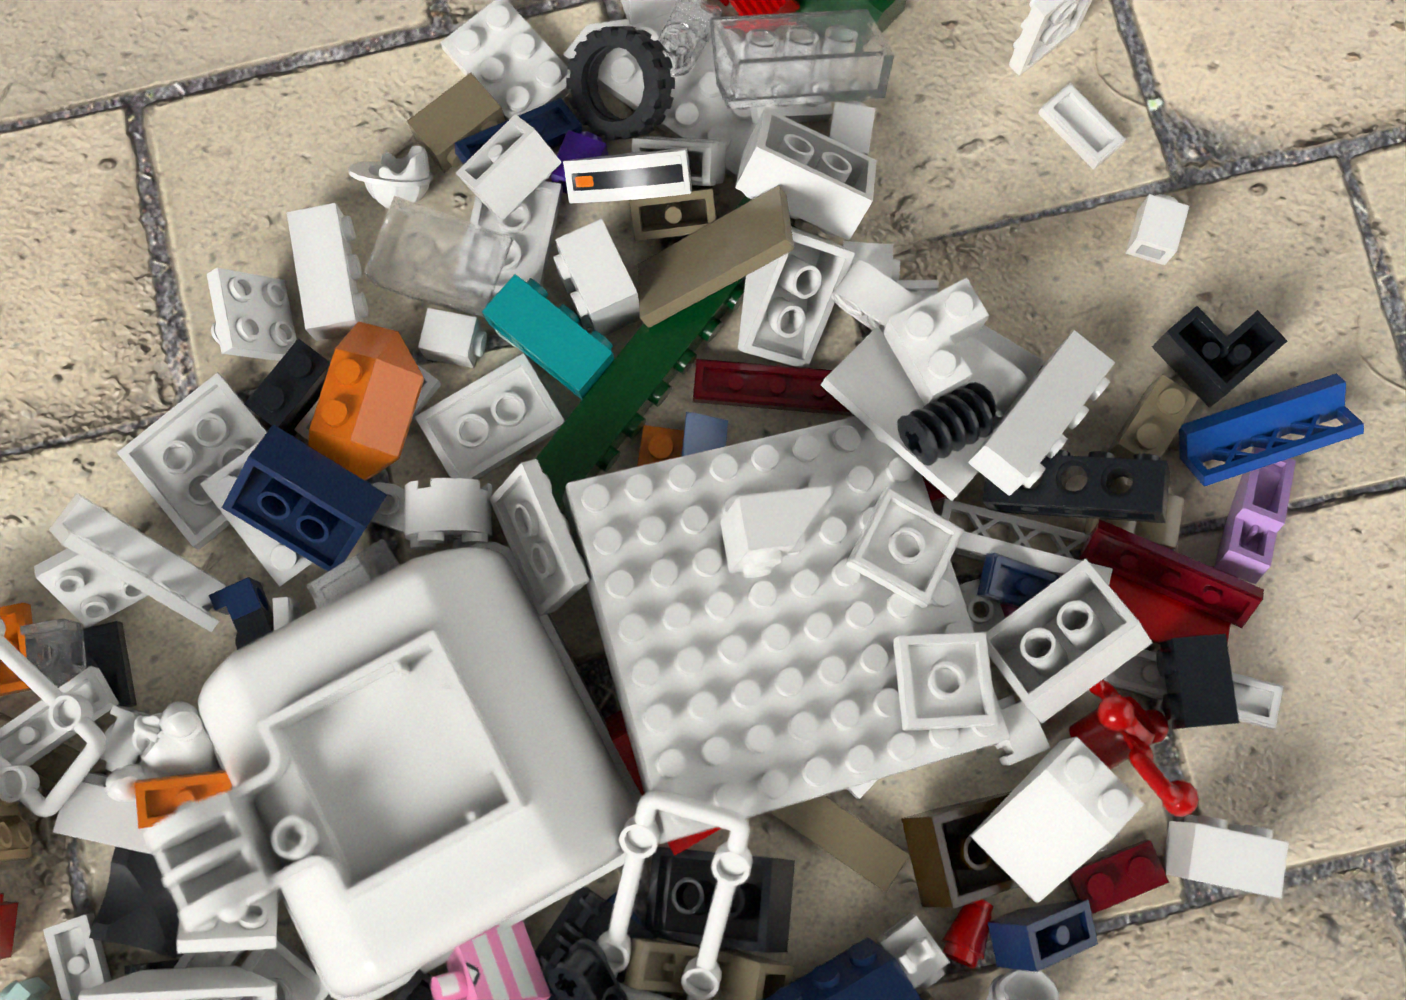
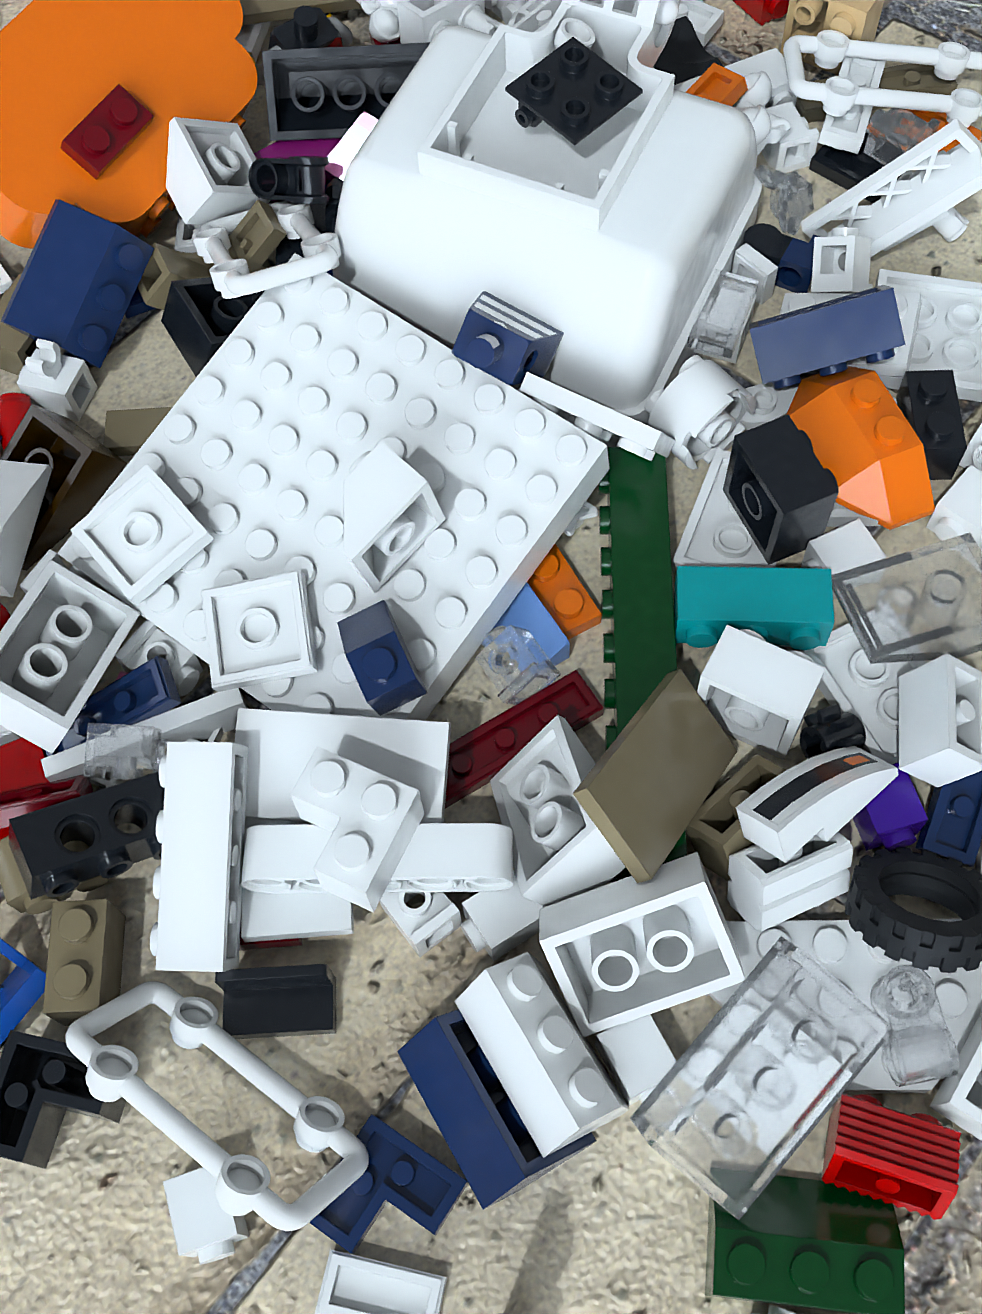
camera: 145 degrees right, 15 degrees down
(203, 654) = (789, 197): none -> clear plant
(223, 562) = (841, 262): none -> white brick
(351, 767) = (571, 92): none -> black hinge
(459, 391) = (779, 488): none -> black brick
(569, 218) = (831, 731): none -> black gear
(569, 632) = (502, 338): none -> dark blue torso
(732, 419) = (528, 666): none -> clear brick
(841, 450) = (380, 658): none -> dark blue slope
(910, 164) = (539, 1053): none -> white slope
(947, 172) = (476, 1111): none -> dark blue slope
(948, 423) = (286, 753): black piece -> none
(1038, 317) = (278, 1001): none -> black panel
(1042, 183) = (397, 1175): none -> dark blue plate
(1048, 536) = (122, 749): none -> clear brick
(1064, 226) = (240, 1178): none -> white bar

